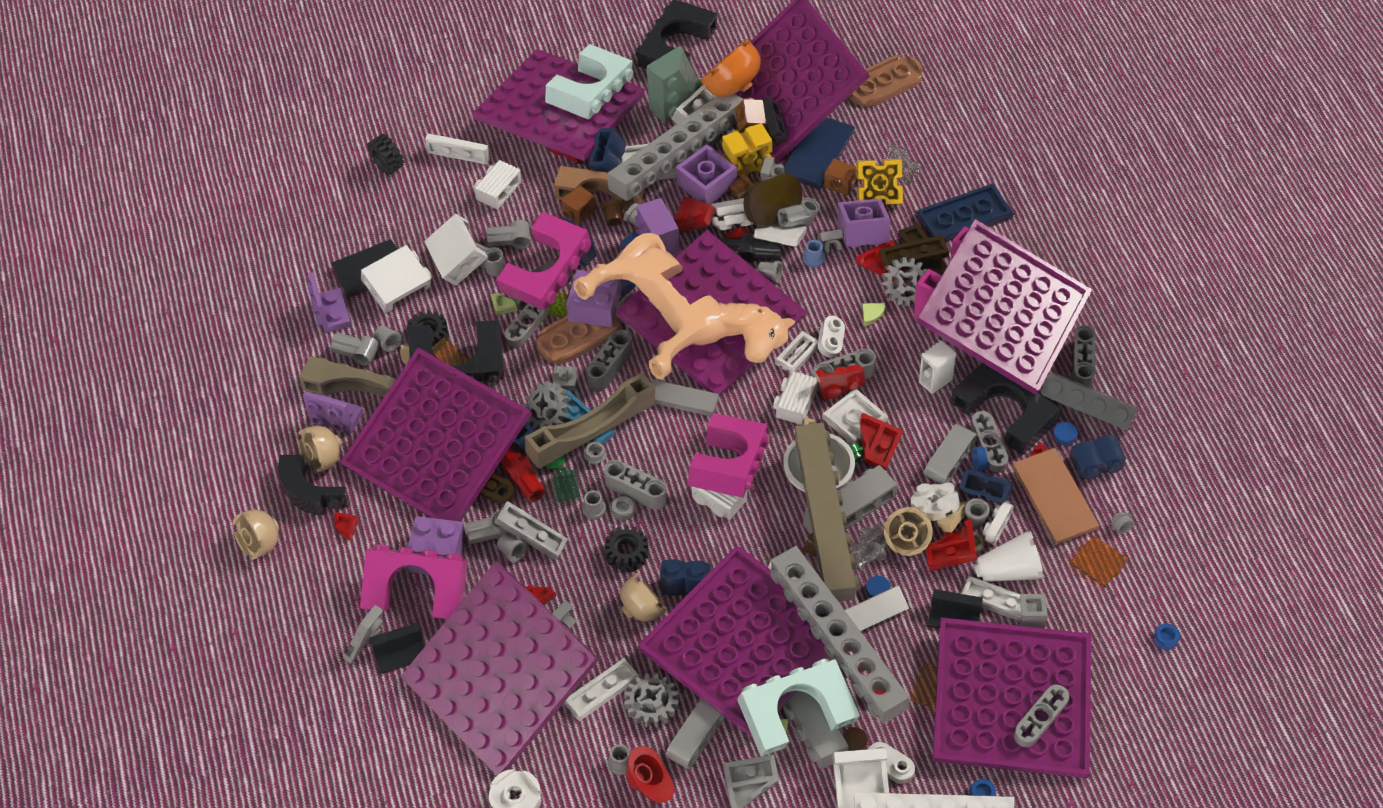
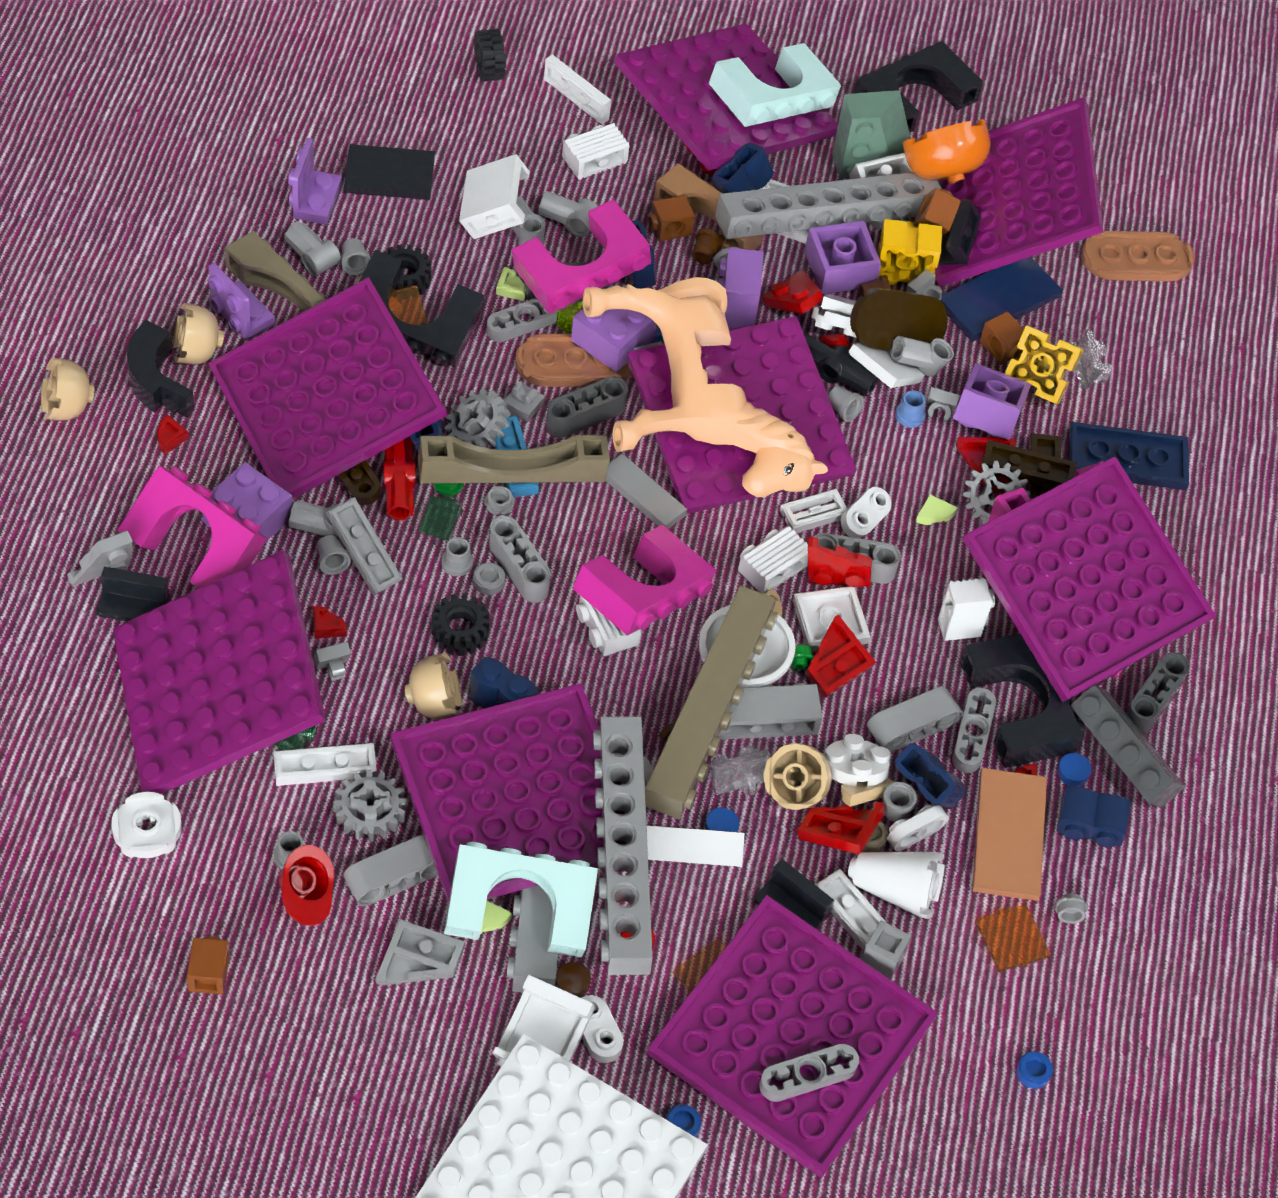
camera: 20 degrees right, 0 degrees up
(395, 277) = (408, 193): white panel -> none
(979, 458) = (946, 741): blue tile -> none

